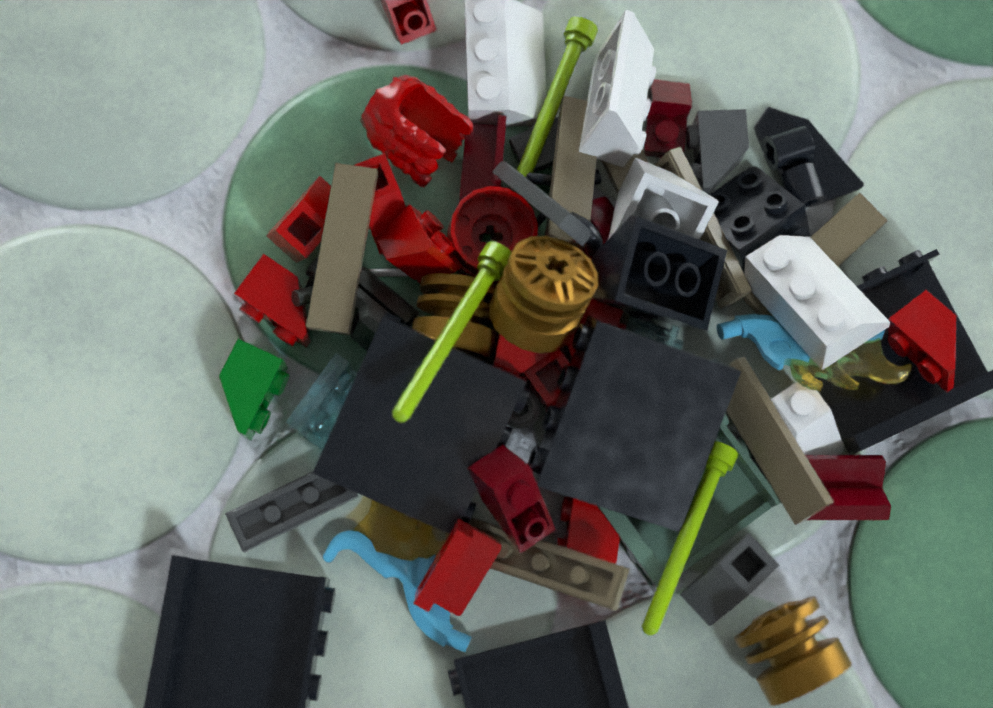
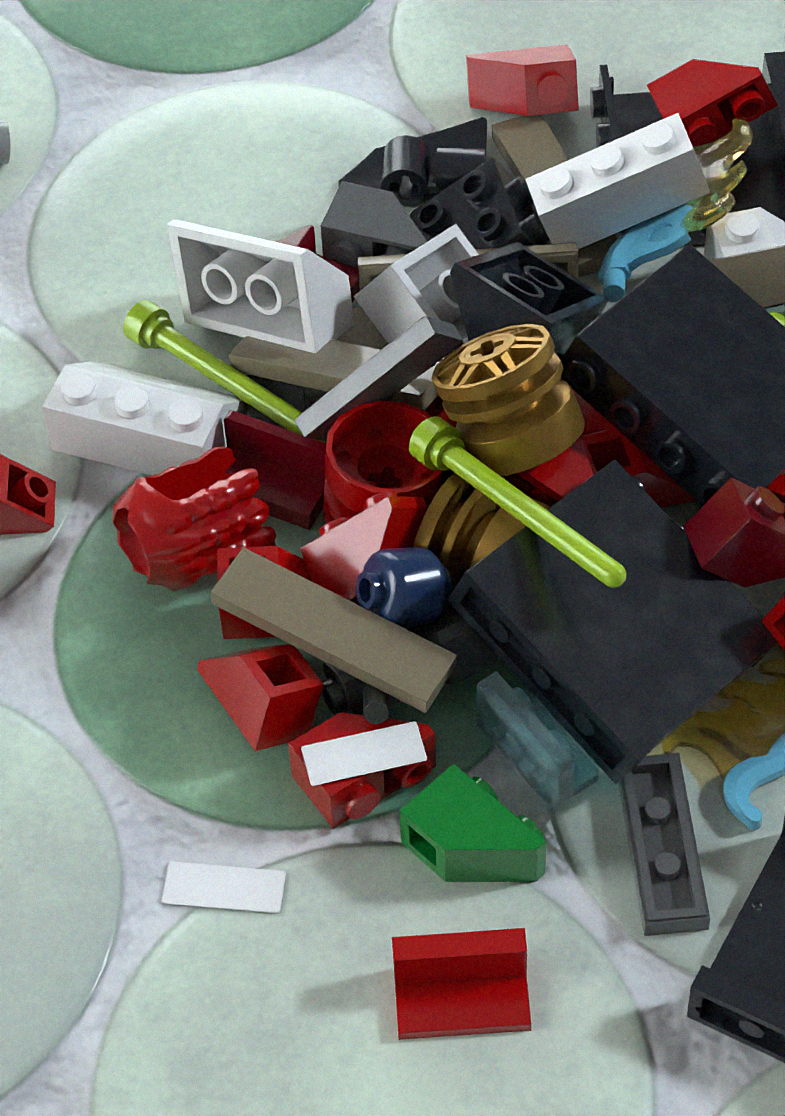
camera: 60 degrees left, 25 degrees down
(148, 418) = (461, 983): none -> red panel
(178, 254) = (224, 887): none -> white sticker
(270, 302) = (363, 753): none -> white sticker
(389, 280) = (405, 586): none -> dark blue head
(907, 201) = (524, 80): none -> red slope

